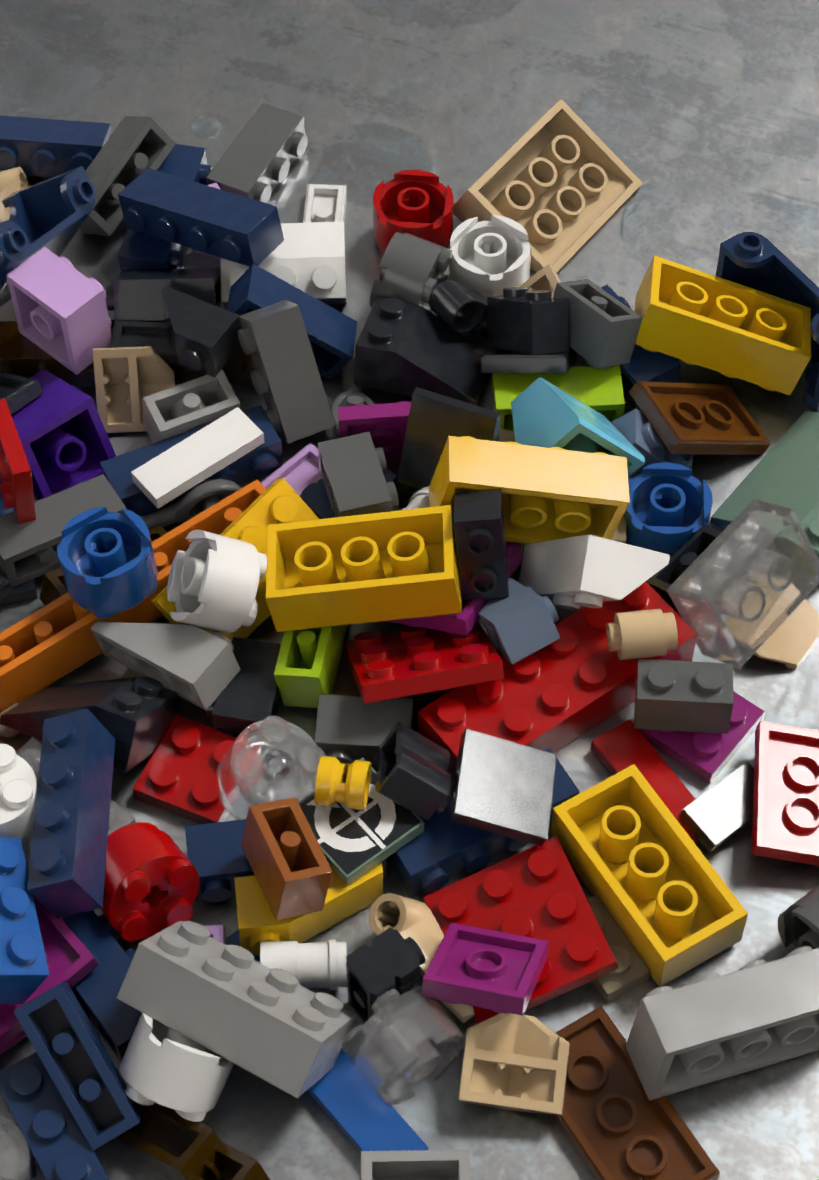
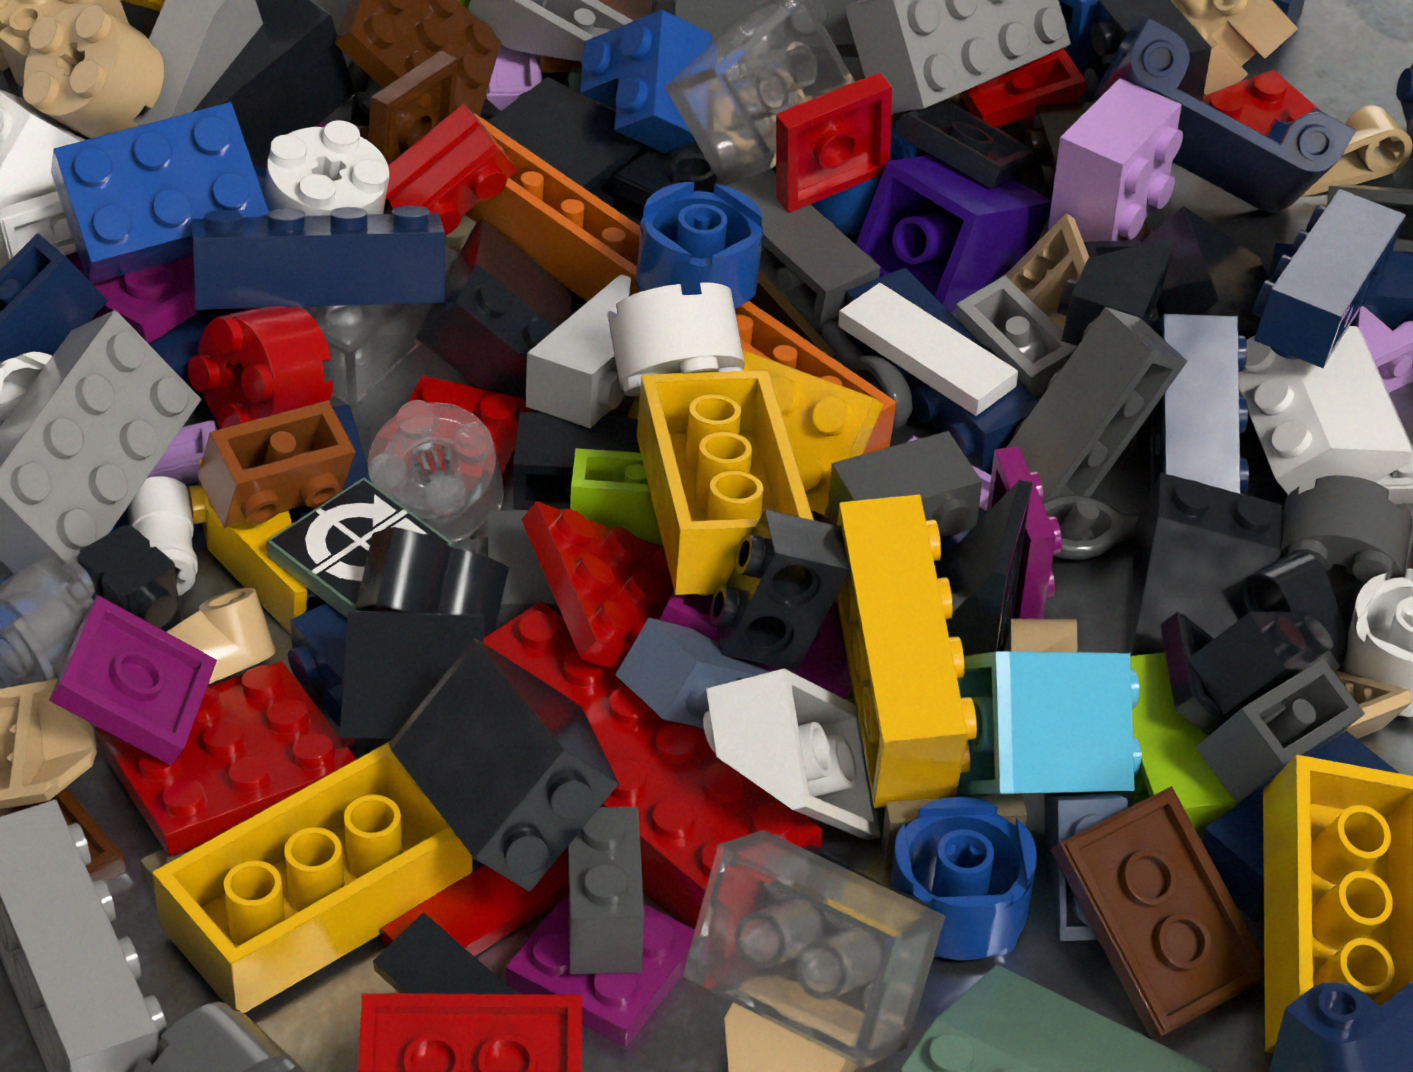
camera: 80 degrees right, 10 degrees down
(342, 783) = (390, 497): yellow wheel -> none
(614, 721) = (505, 763): none -> black slope
(642, 634) = (676, 803): tan brick -> none

